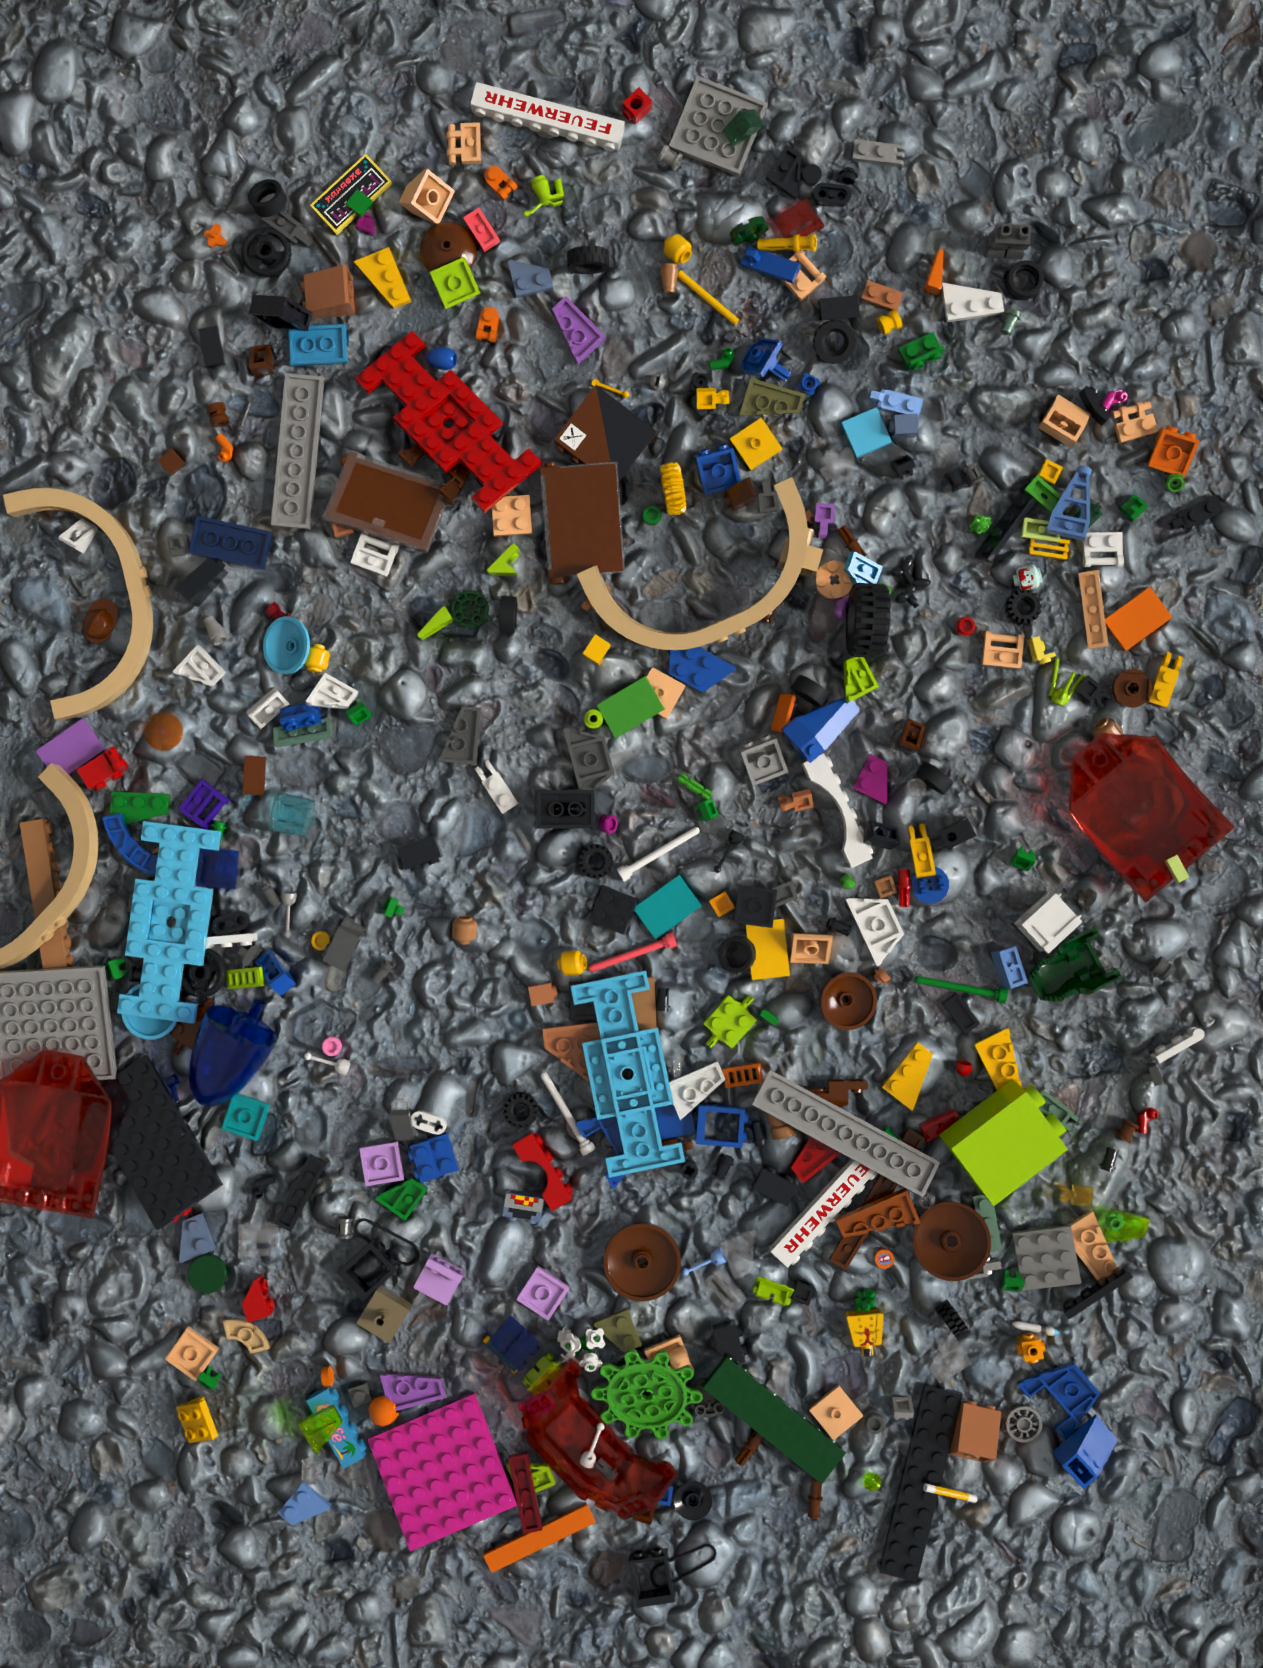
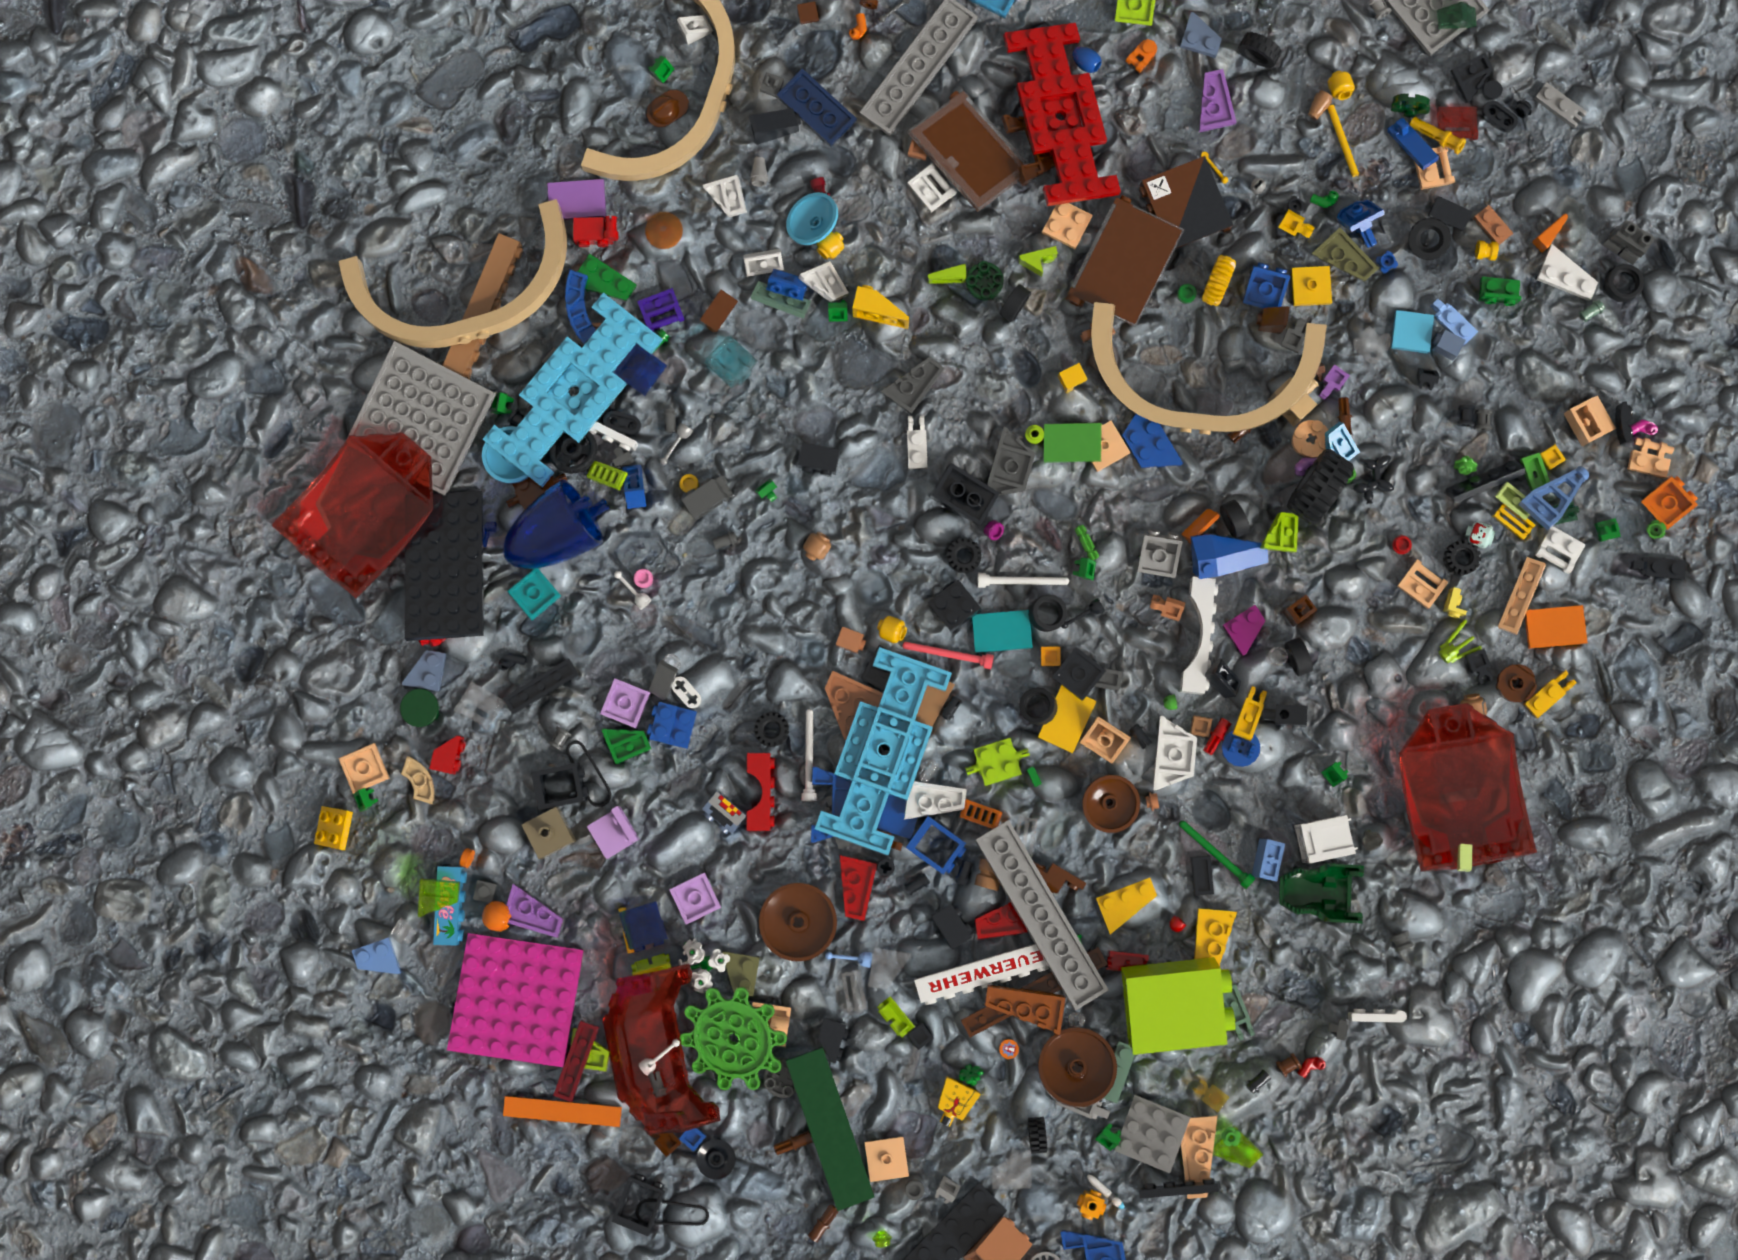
camera: 30 degrees right, 5 degrees down
(73, 589) = (661, 69): none -> green tile
(385, 691) = (875, 307): none -> yellow slope
(673, 1197) = (857, 885): none -> red wing
(682, 868) = (1061, 608): none -> black tyre

